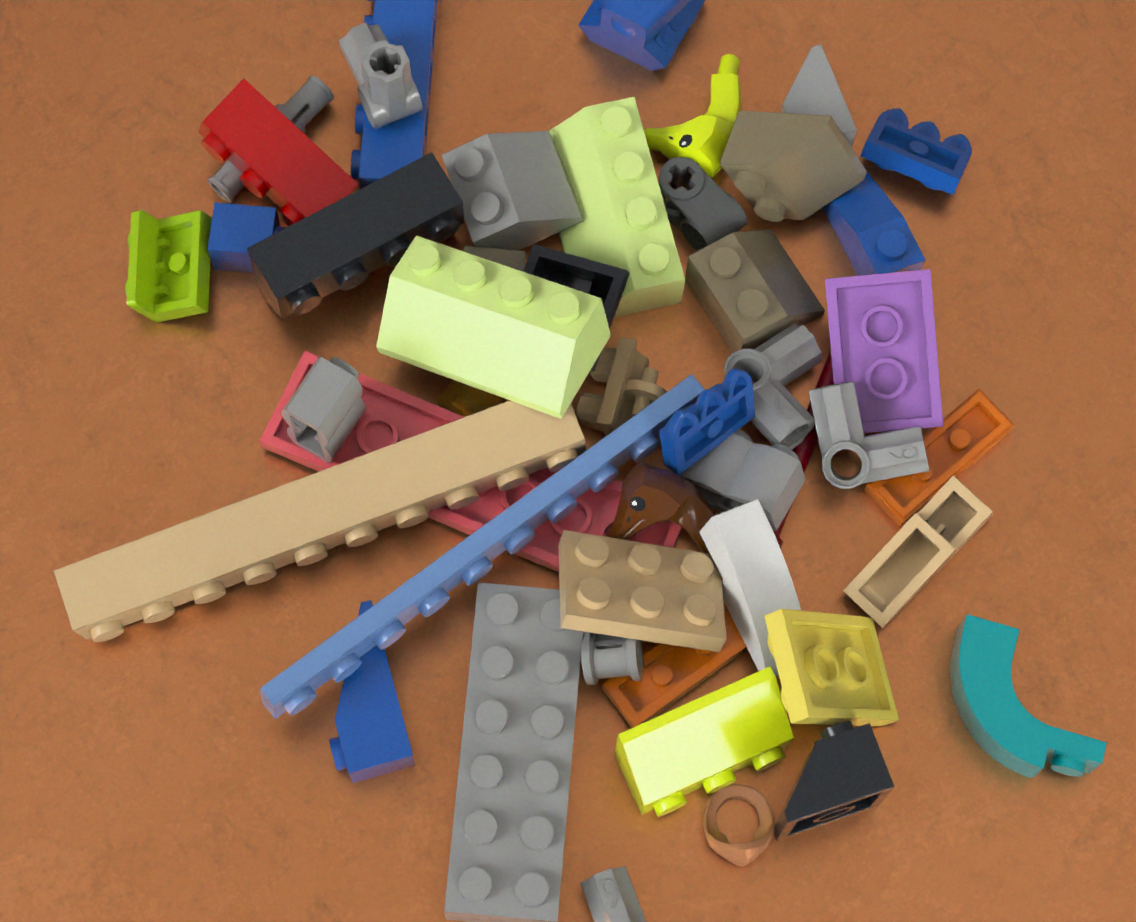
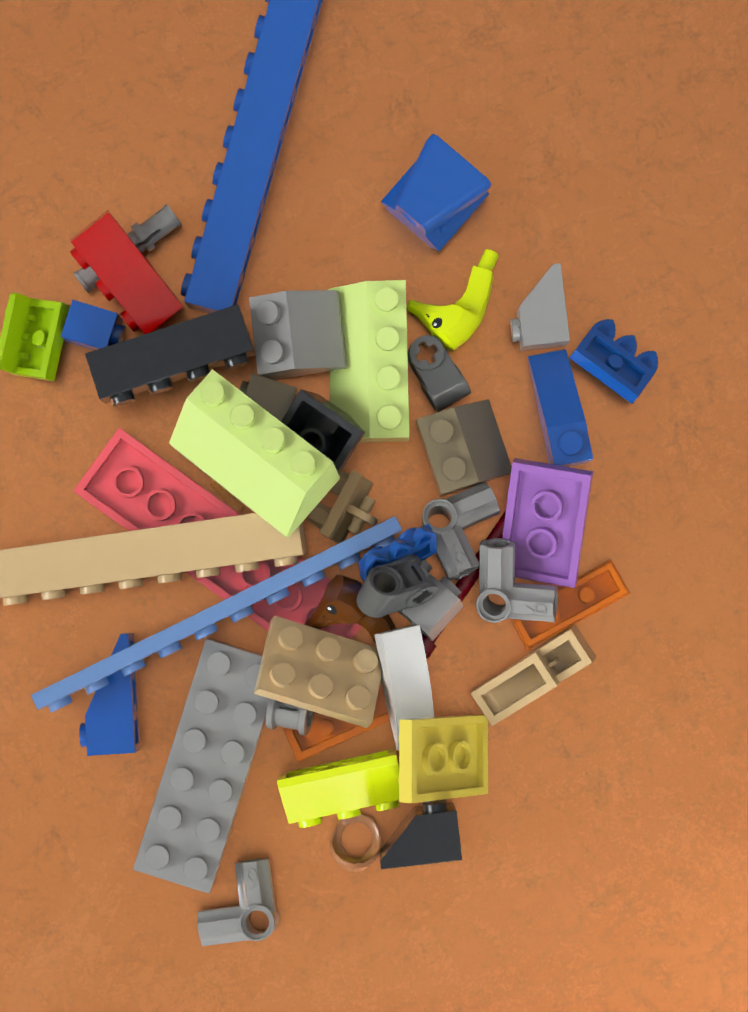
camera: 15 degrees right, 15 degrees up
(325, 408) = (120, 487): light grey brick -> none
(381, 75) = (214, 233): light grey piece -> none
(715, 457) = (395, 587): none -> dark grey piece
(789, 163) = (507, 361): dark tan slope -> none
(995, 715) = (552, 794): teal arch -> none

